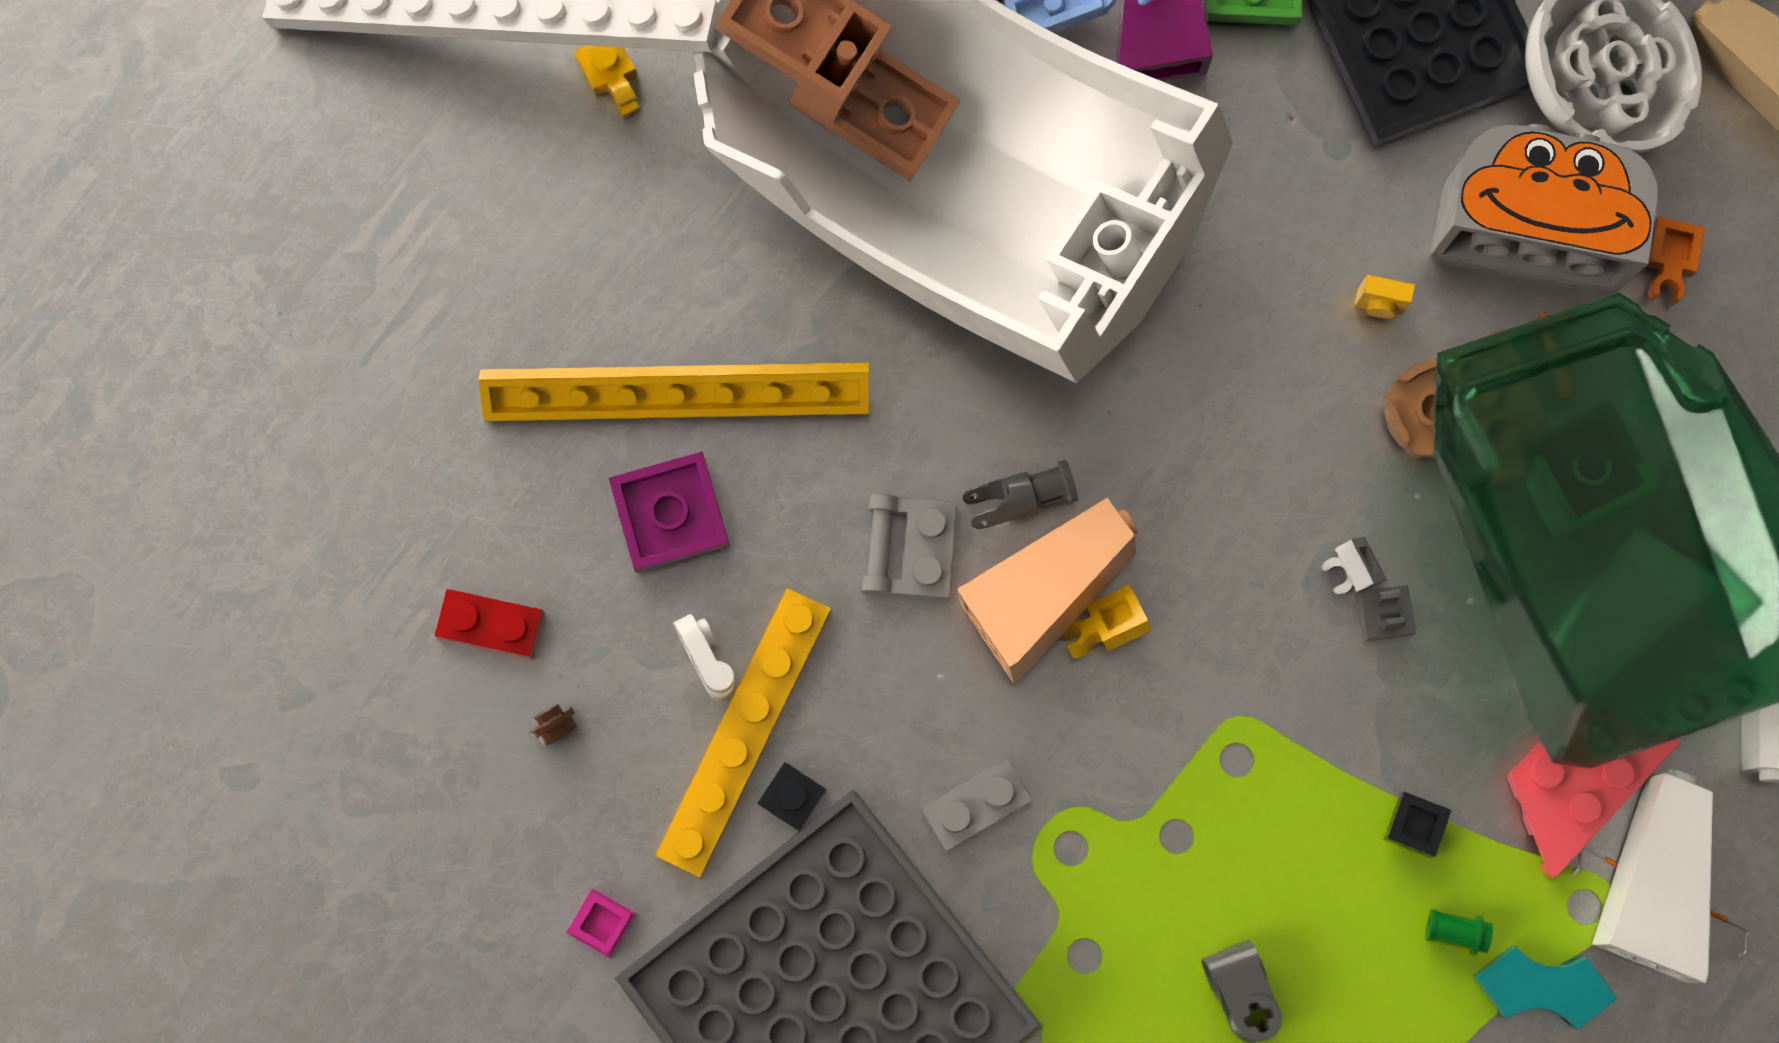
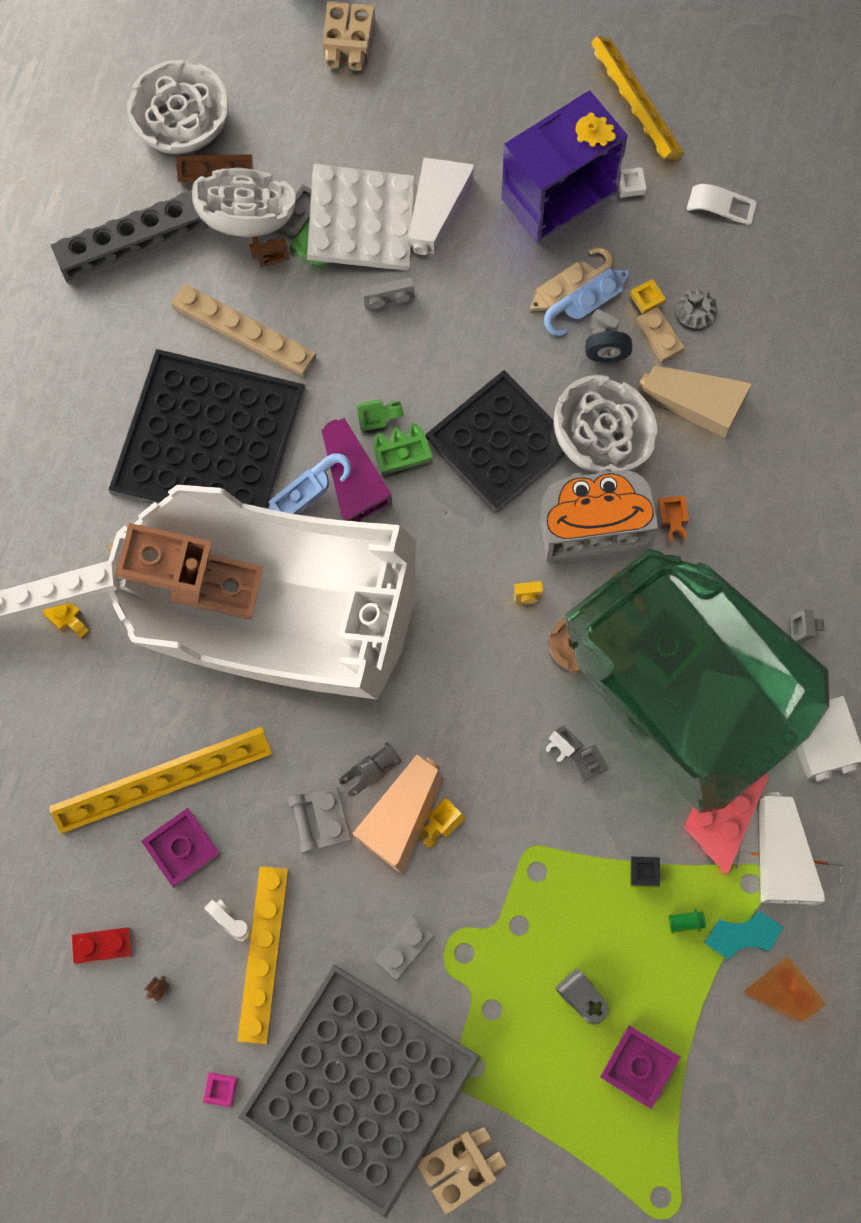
camera: 15 degrees left, 5 degrees down
(792, 796) = (302, 980): black plate -> none

